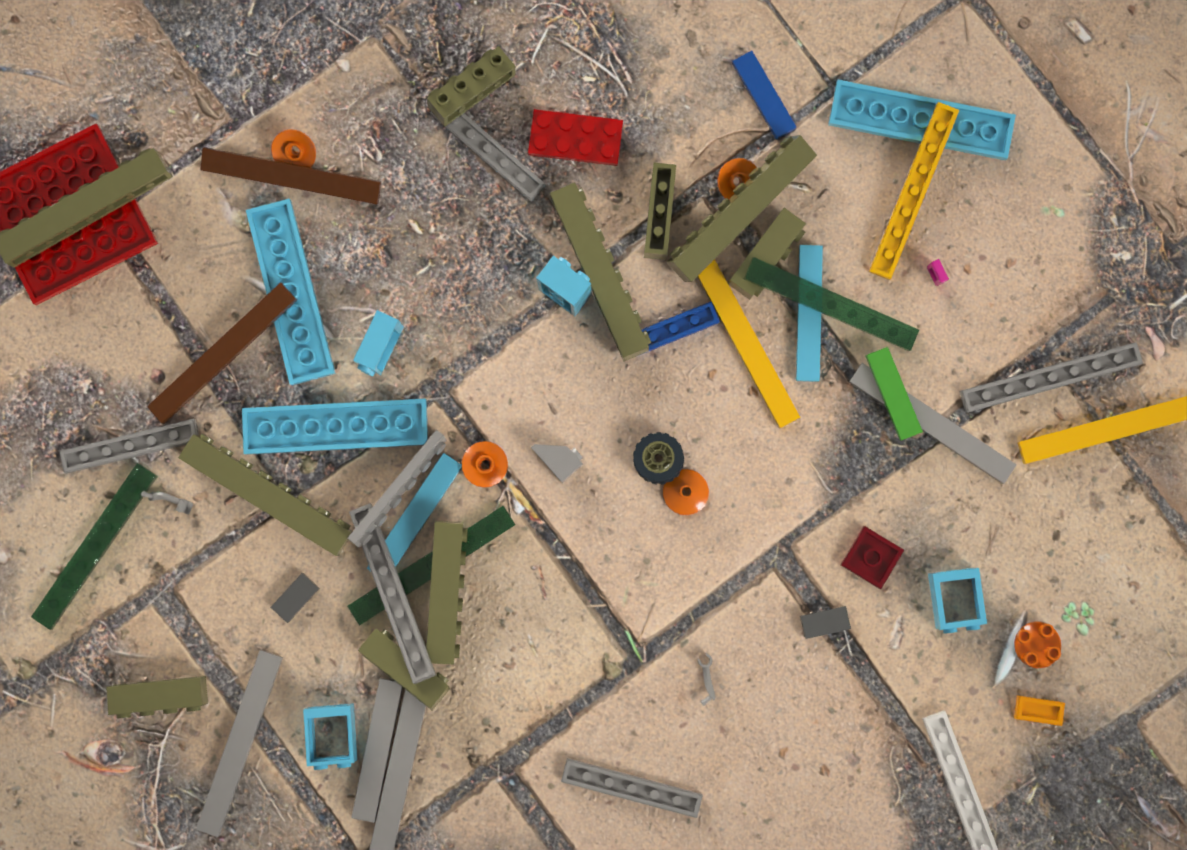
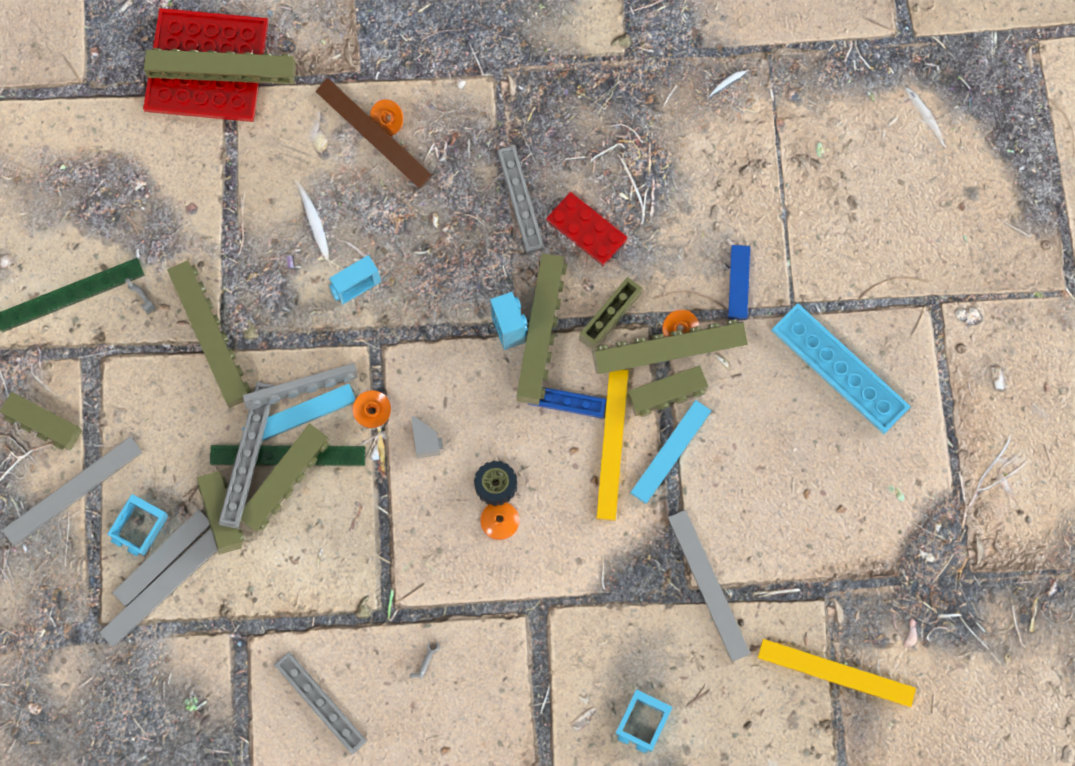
camera: 30 degrees right, 10 degrees down
(128, 446) = (138, 242): light grey tile -> none
(222, 353) = (245, 220): reddish brown tile -> none
(284, 261) = (319, 209): medium azure plate -> none
(295, 597) = (179, 416): dark grey tile -> none
(334, 426) = (287, 318): medium azure plate -> none
(470, 86) = (536, 149): olive brick -> none
(825, 622) = (537, 676): dark grey tile -> none
(831, 304) = (690, 454): clear green tile -> none
(872, 557) = (602, 652): dark red tile -> none
(893, 393) = (693, 545): bright green tile -> none
(913, 191) = (801, 413): yellow tile -> none
(937, 272) = (781, 481): dark pink tile -> none
(1051, 377) = (817, 609): light grey tile -> none

